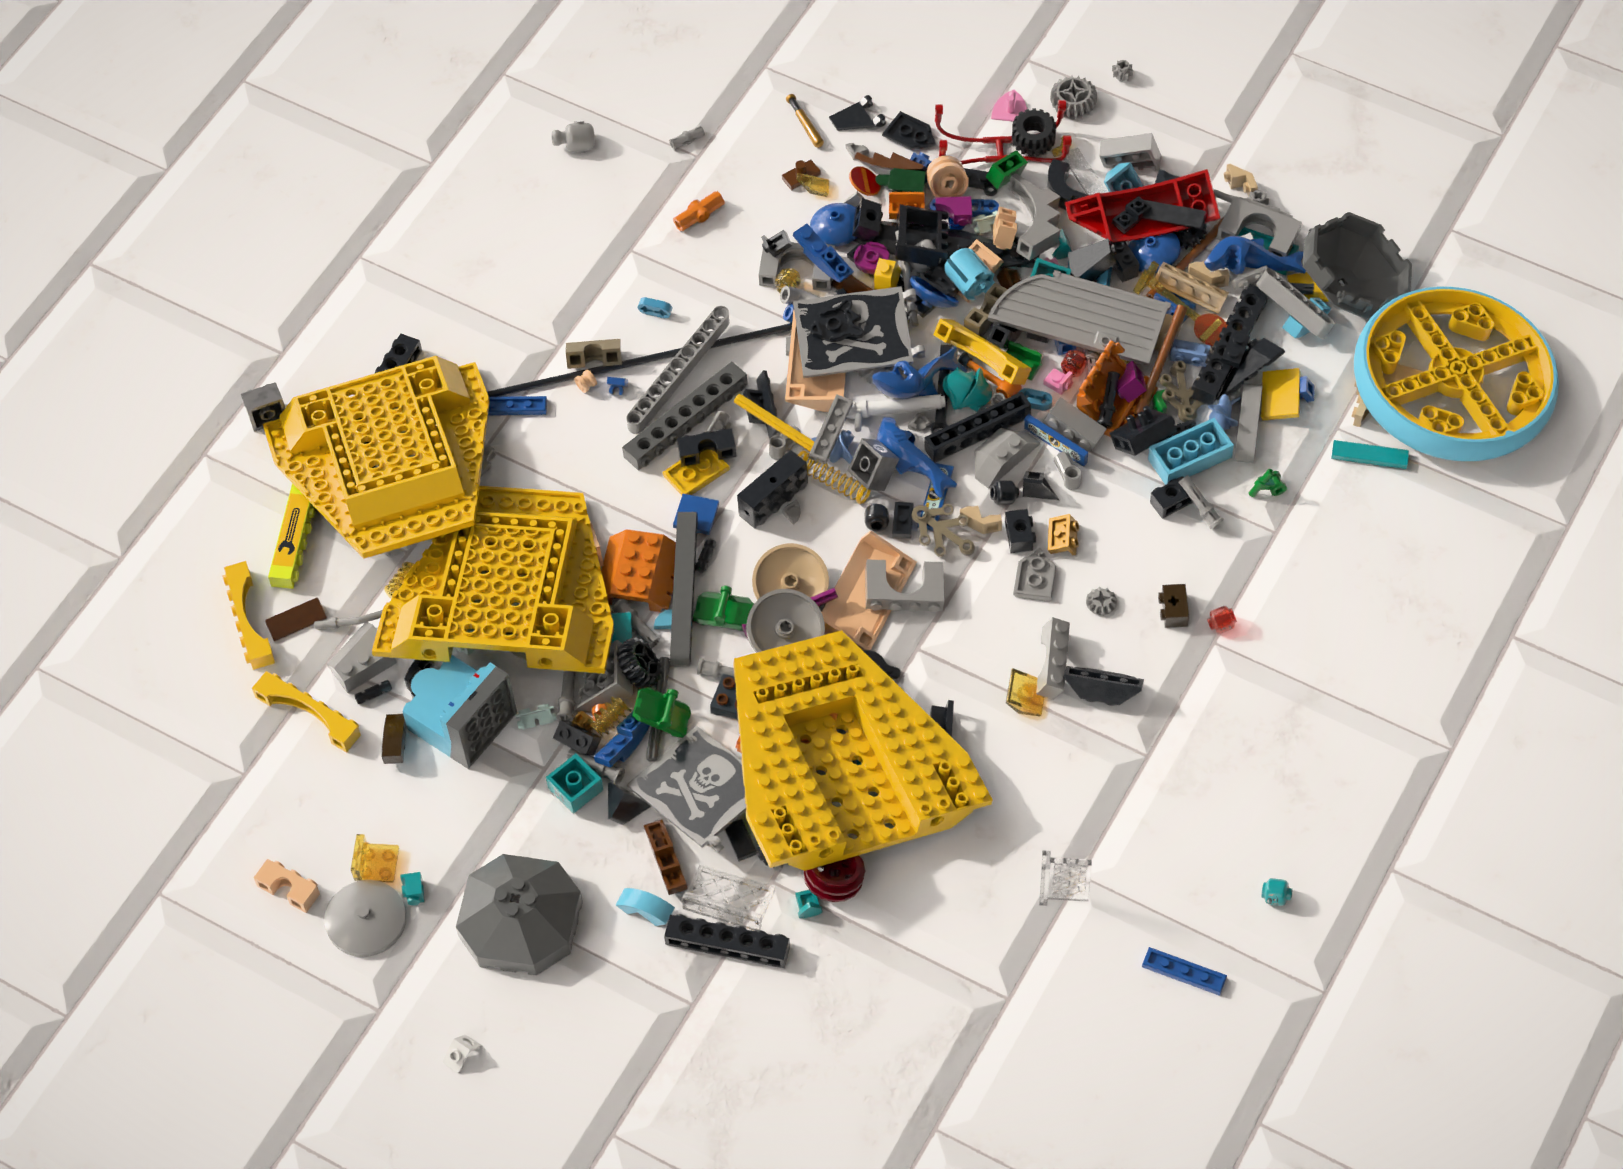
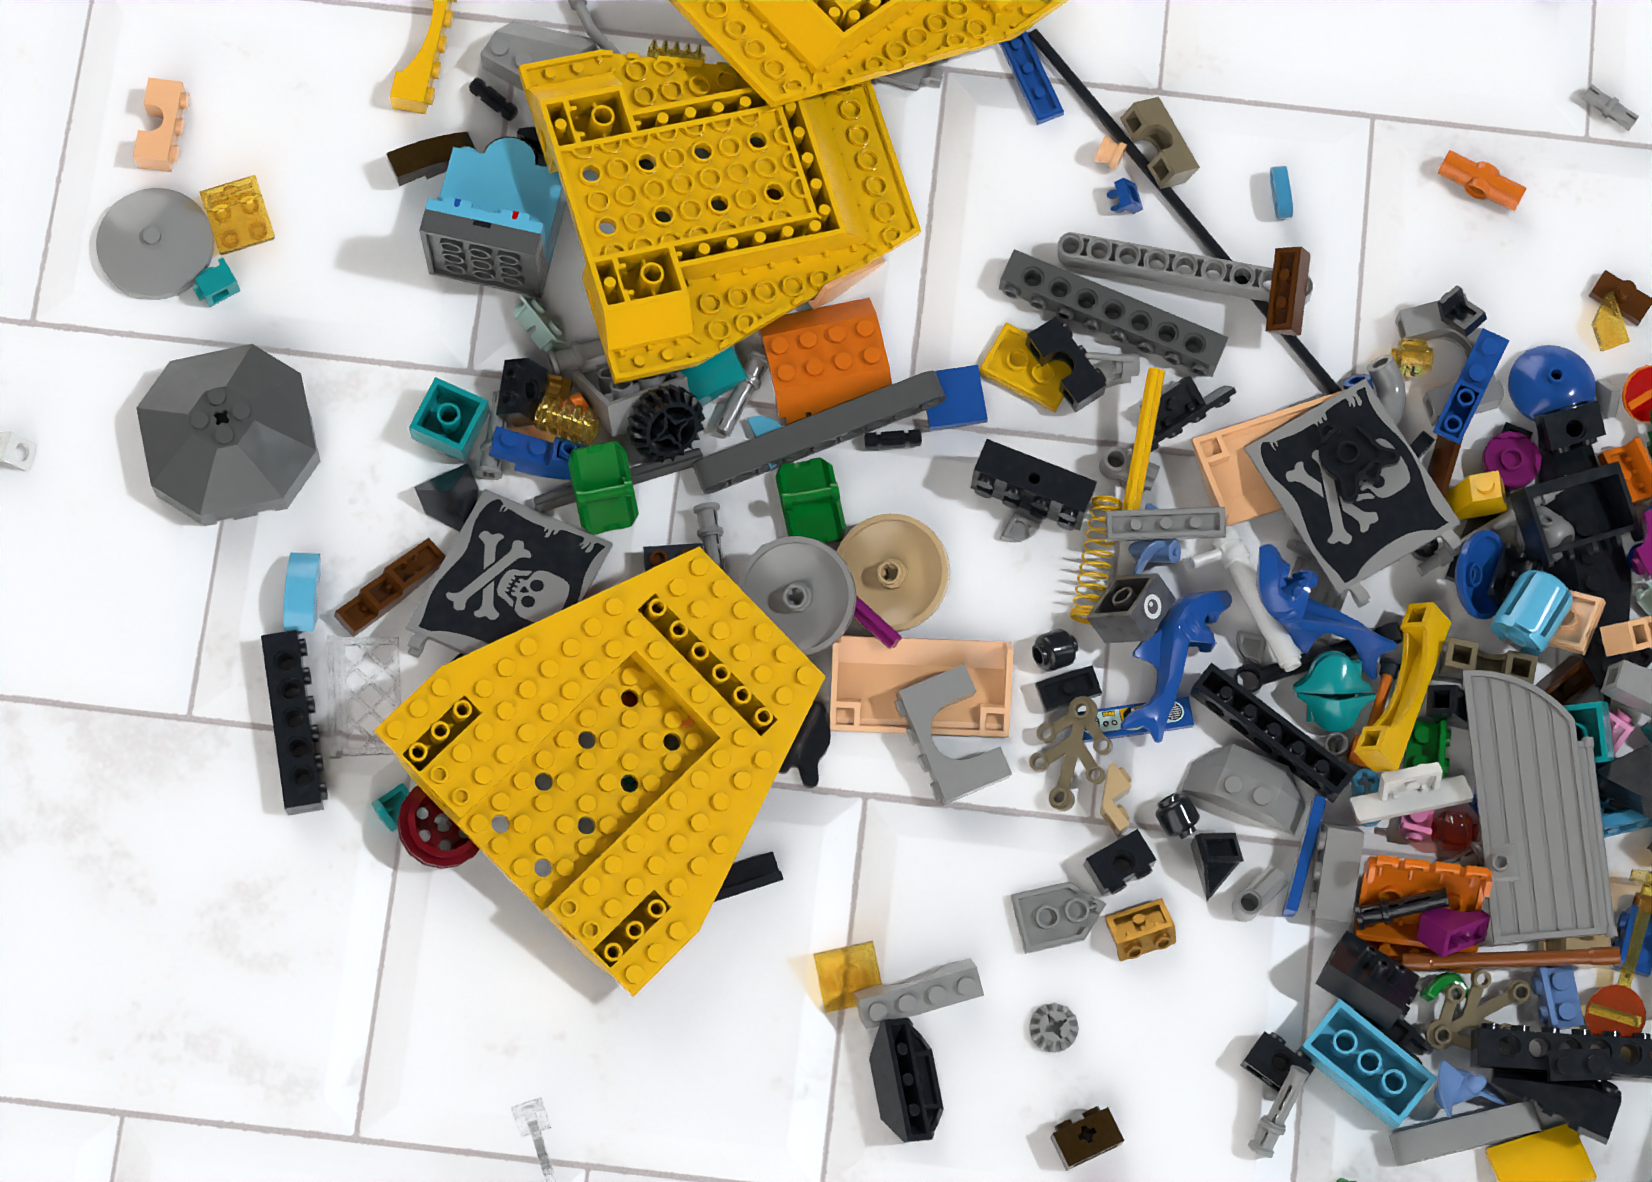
camera: 60 degrees right, 15 degrees up
(721, 319) = (1288, 291): none -> reddish brown slope
(1044, 373) = (1411, 792): none -> white bracket

